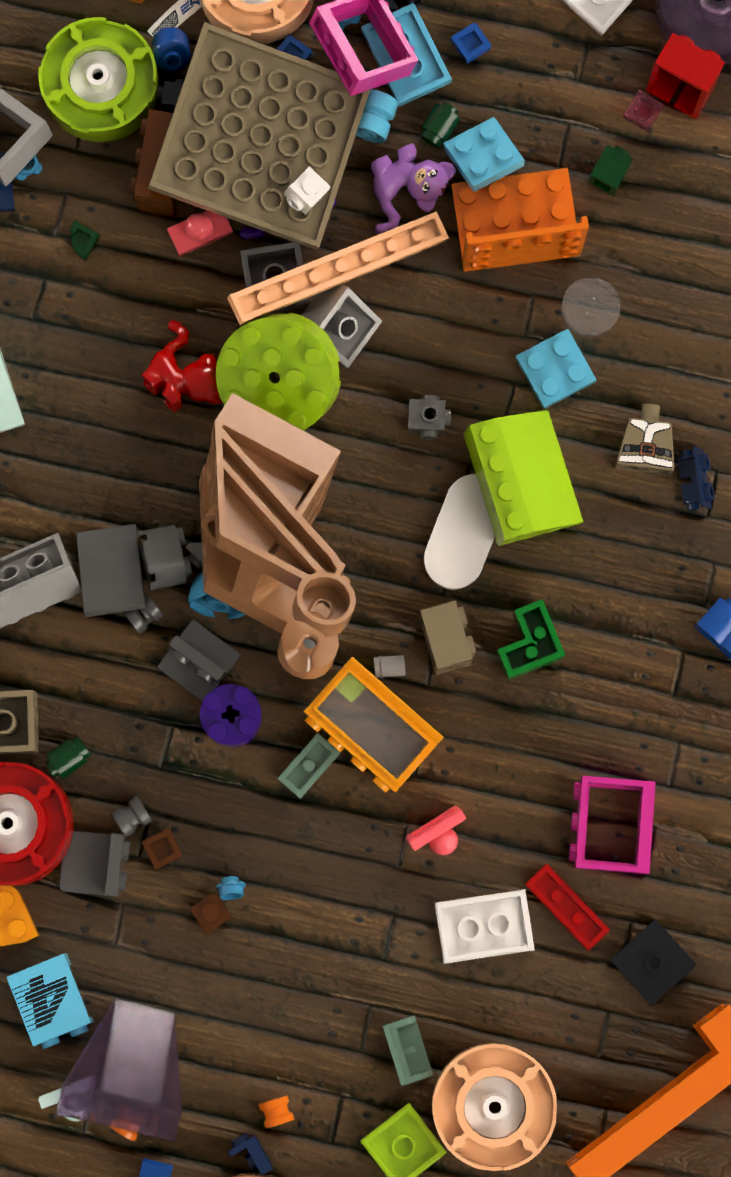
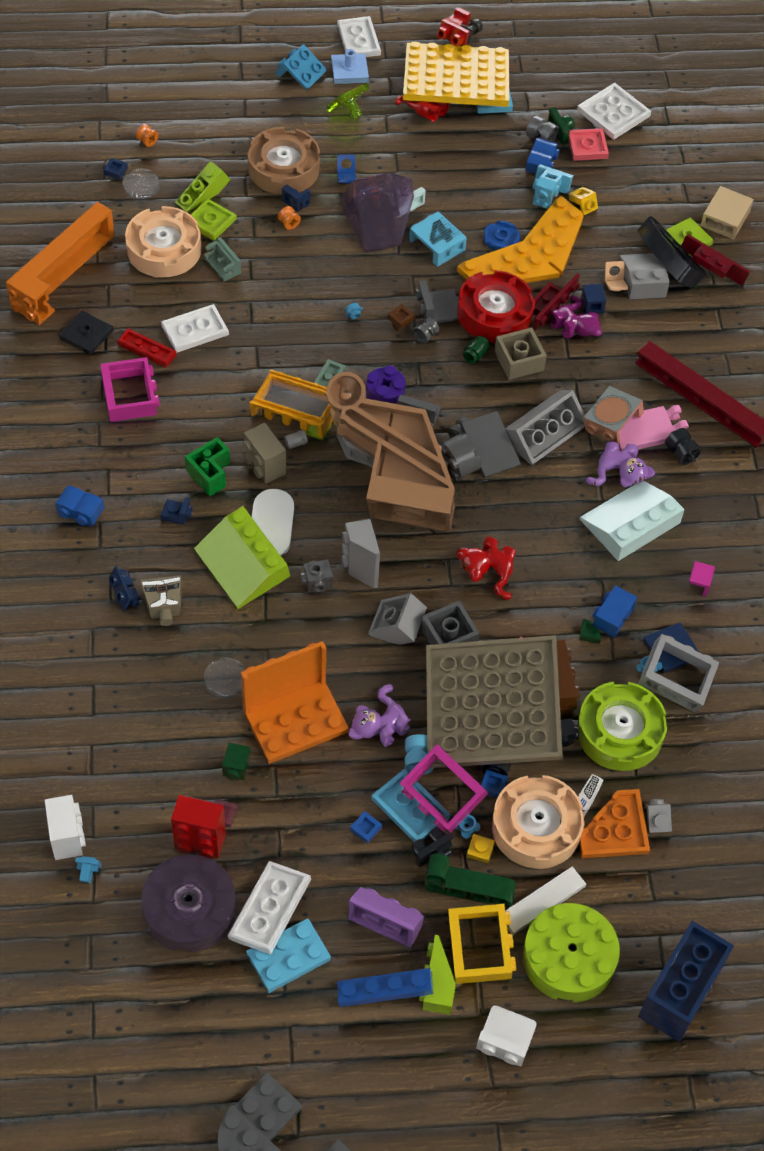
camera: 160 degrees right, 25 degrees down
(38, 254) = (616, 608): none -> blue piece
(171, 49) = (580, 760): blue head -> none
(211, 913) = (361, 297): reddish brown plate -> none
(282, 367) = (425, 566): lime piece -> none
(306, 191) = (448, 670): white bracket -> none
(337, 268) = (407, 639): light nougat plate -> none
(361, 420) = (361, 552): none -> light grey slope
(438, 832) = (238, 362): coral tile -> none
(439, 124) = (370, 764): dark green brick -> none
(483, 154) = (331, 751): medium azure plate -> none
(555, 369) = (239, 633): medium azure plate -> none
(593, 589) = (177, 511): none -> dark blue bracket

